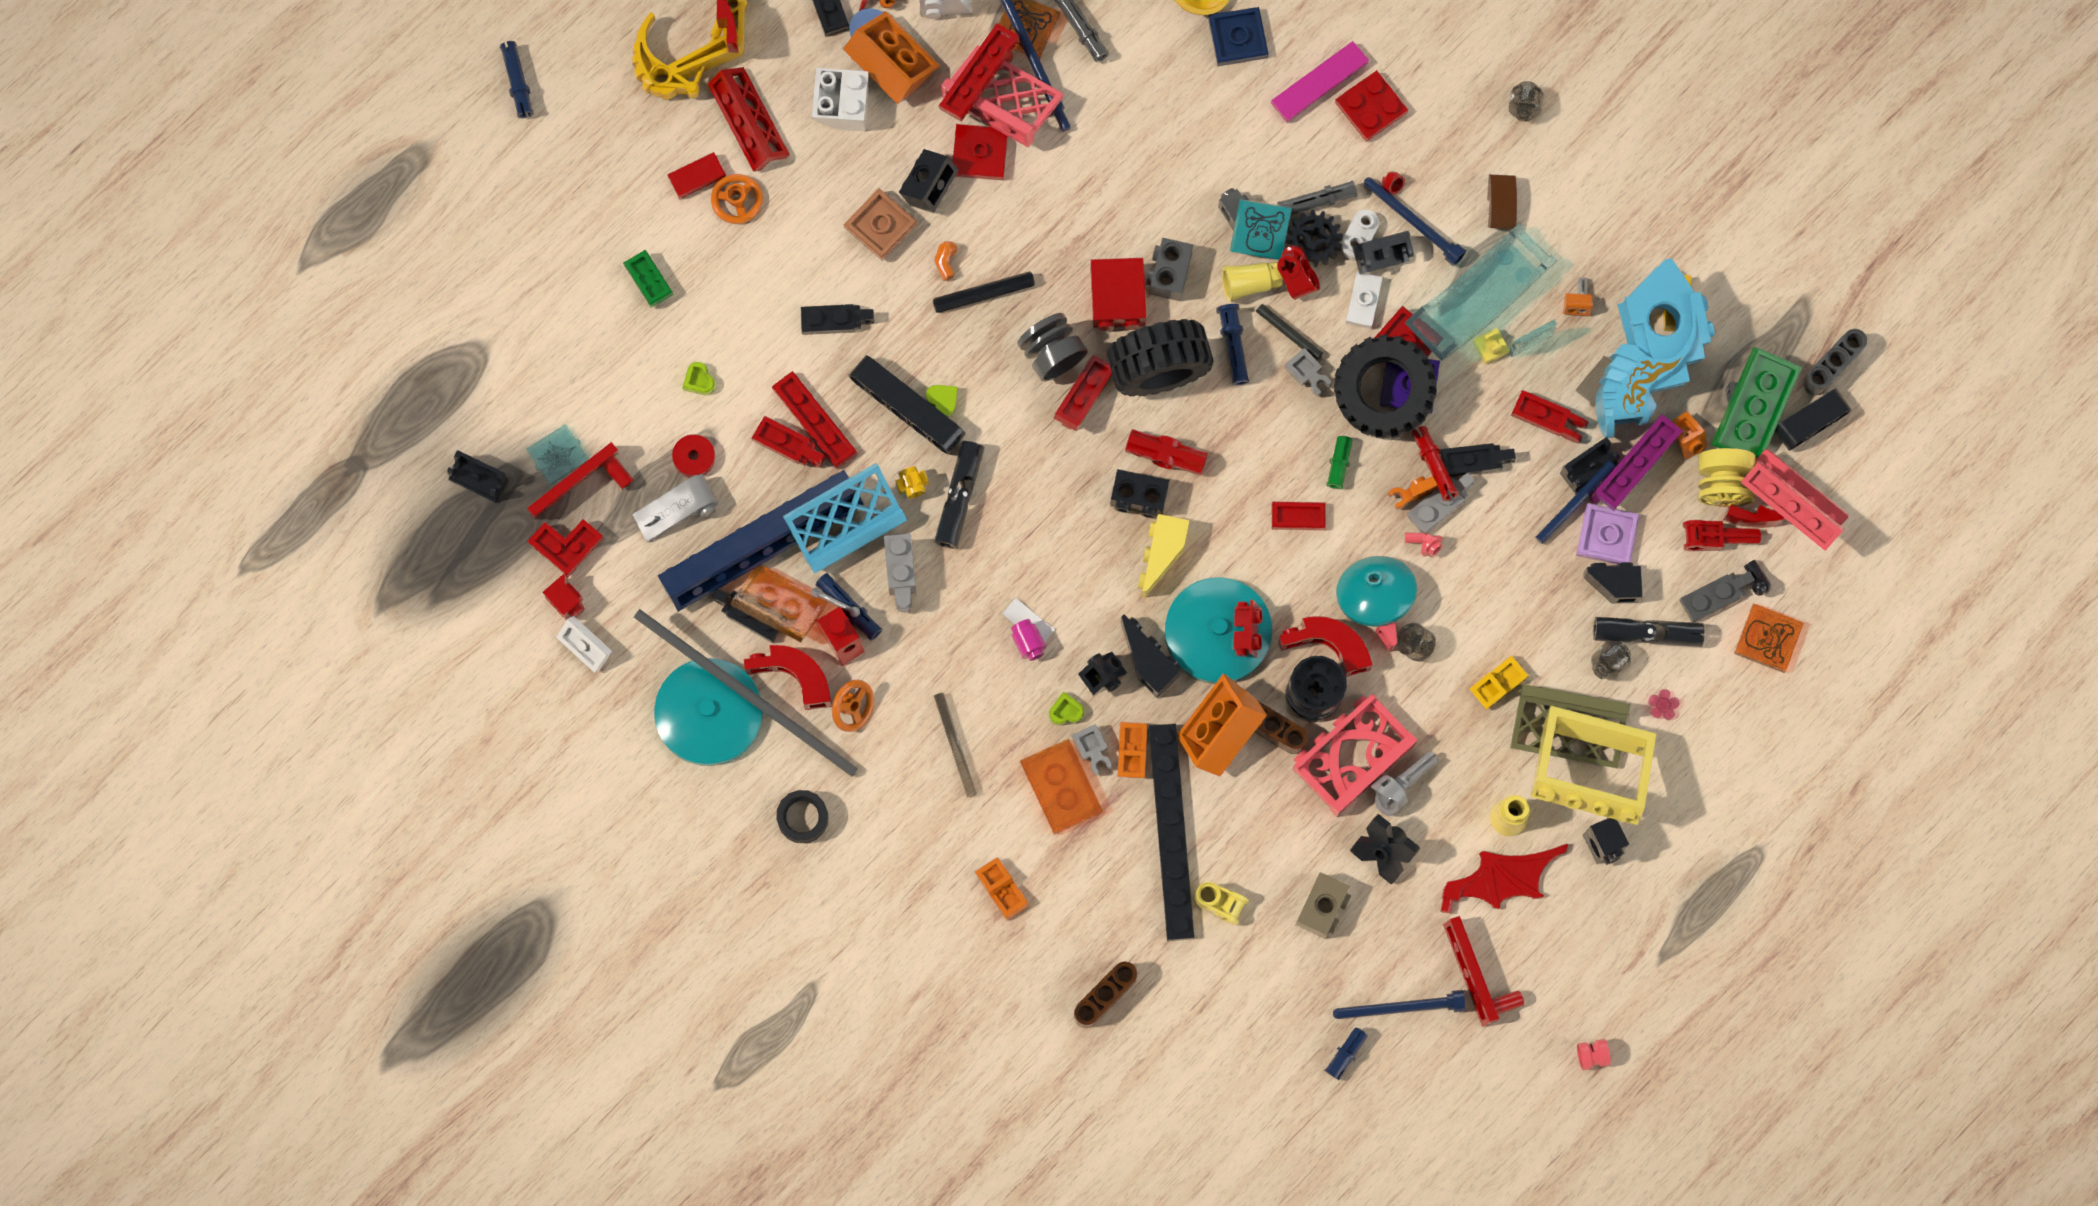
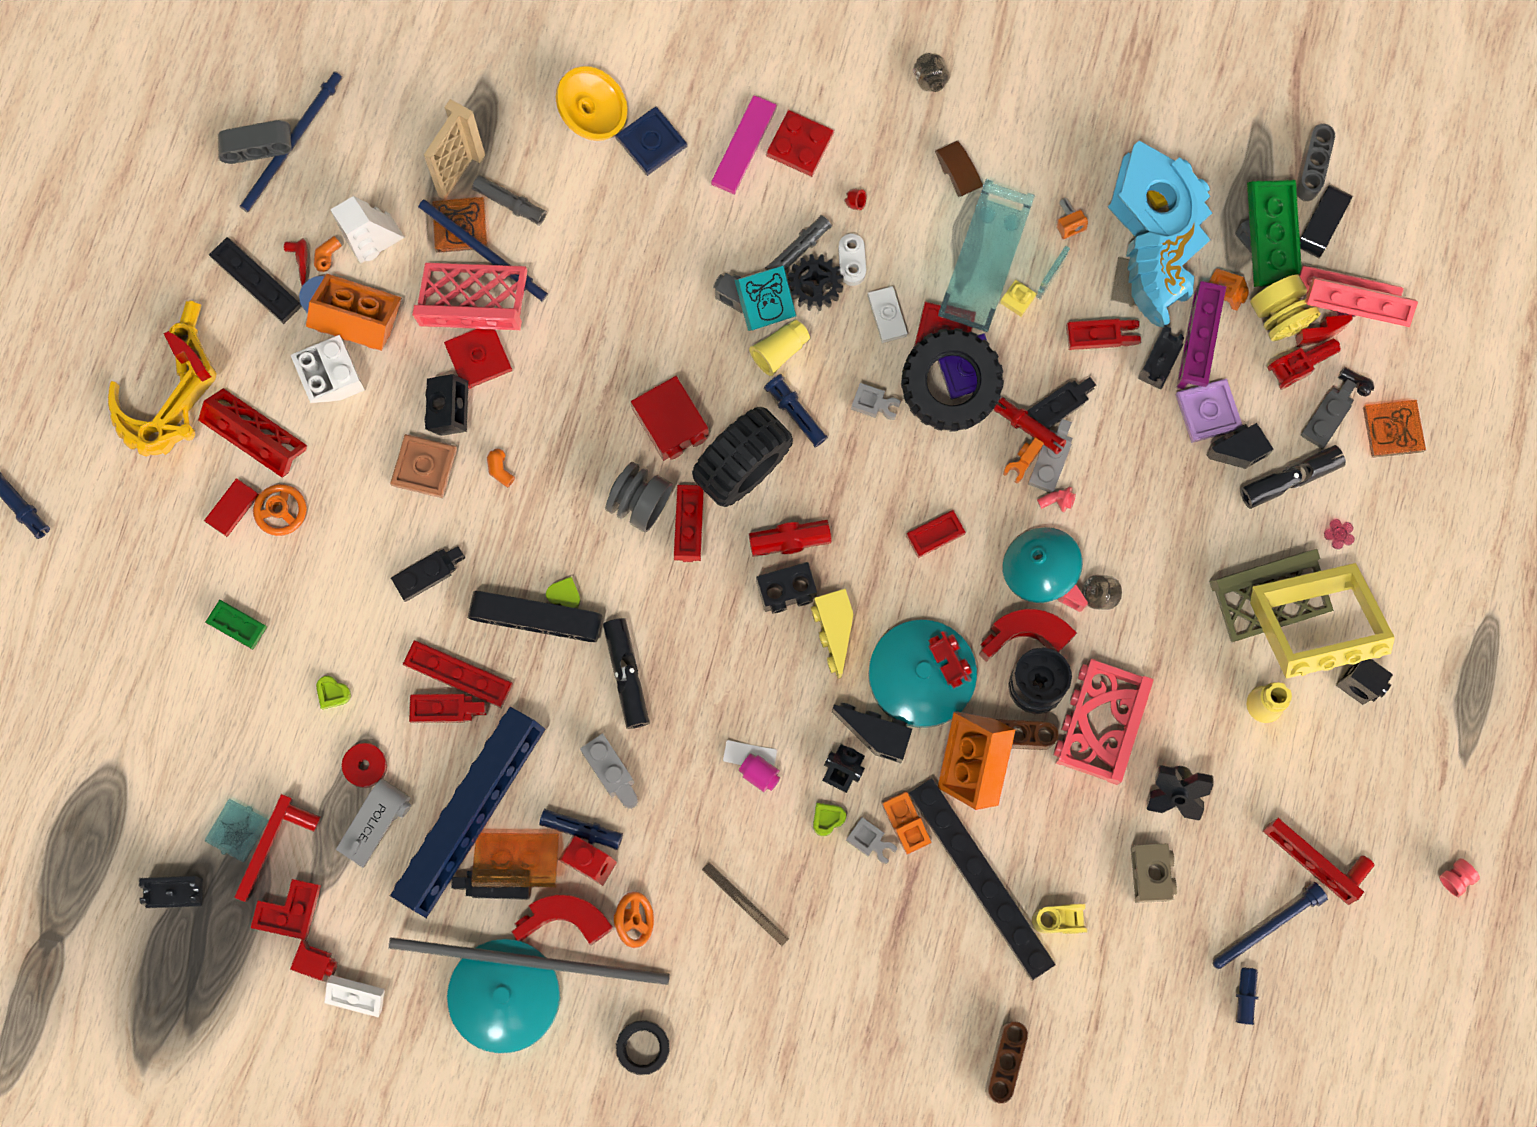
camera: 30 degrees left, 0 degrees up
(854, 611) = (546, 831): light grey hinge -> none
(858, 533) = (550, 760): medium azure fence -> none
(912, 482) = (577, 685): yellow gear -> none
(979, 72) = (441, 284): red piece -> none
(983, 292) = (548, 479): black axle -> none
(1002, 888) = (859, 1014): orange slope -> none
(1061, 786) = (861, 890): clear orange tile -> none
(1175, 270) = (710, 372): dark grey brick -> none
(1288, 331) = (837, 375): pearl dark grey bar -> none
(1297, 273) = (821, 322): red piece -> none
(1339, 462) = (945, 467): green axle -> none
(1383, 252) = (882, 263): black hinge -> none
(1393, 790) = (1152, 736): light grey piece -> none
(1452, 252) = (940, 233): dark blue piece -> none
(1499, 682) = (1190, 589): yellow slope -> none
(1501, 878) = (1289, 763): red animal -> none
(1575, 502) = (1167, 396): dark blue bar -> none
(1611, 659) = (1276, 519): clear smoke head -> none

